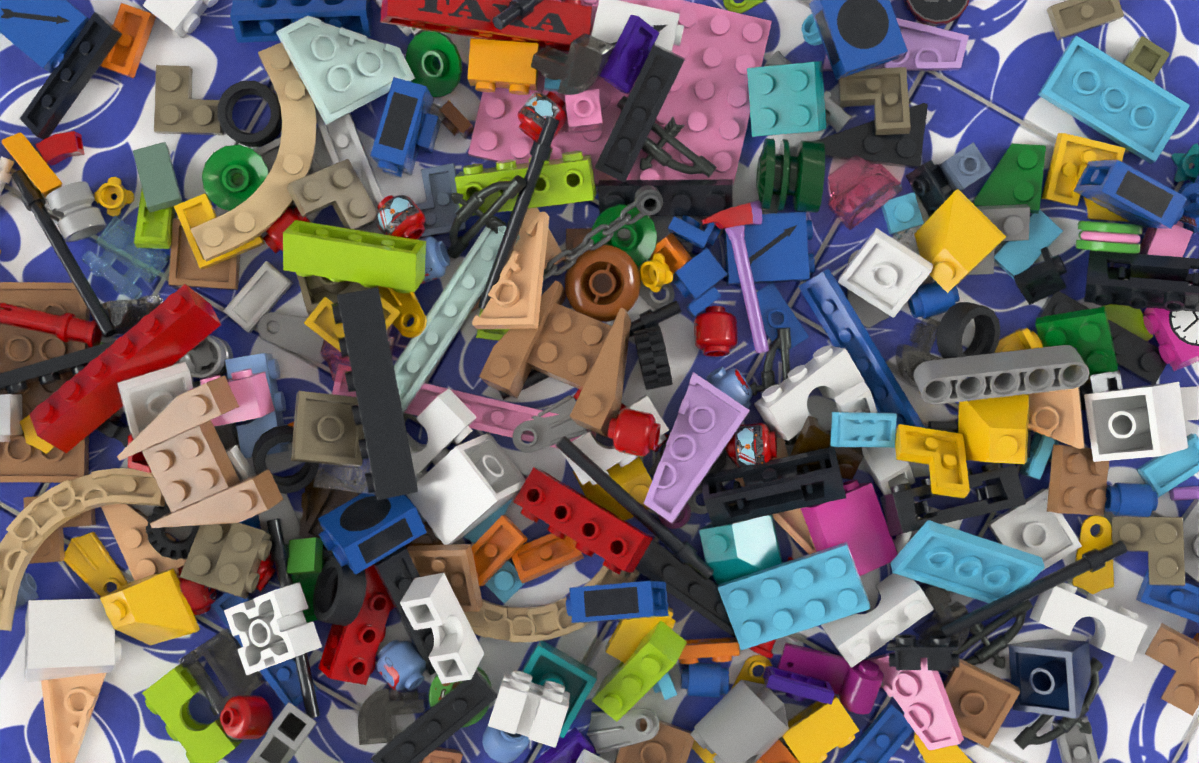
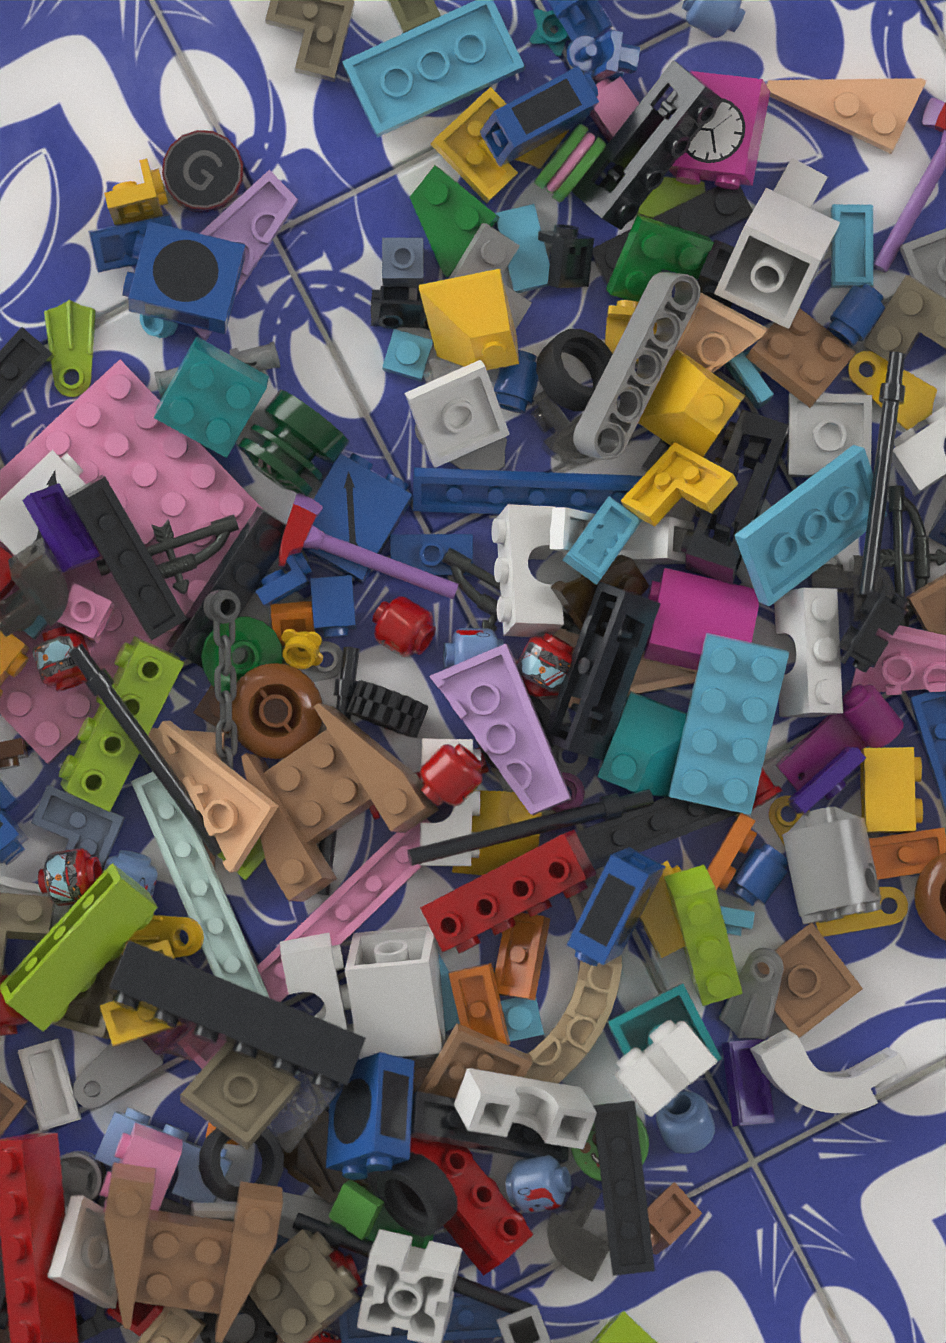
camera: 60 degrees left, 5 degrees down
(471, 206) = (107, 793): pearl dark grey piece -> none
(550, 429) = (391, 866): light grey piece -> none
(703, 301) = (363, 619): blue tile -> none
(860, 190) = (355, 382): clear pink slope -> none
(886, 91) = (271, 290): dark tan plate -> none
(891, 150) = (321, 322): black wing -> none

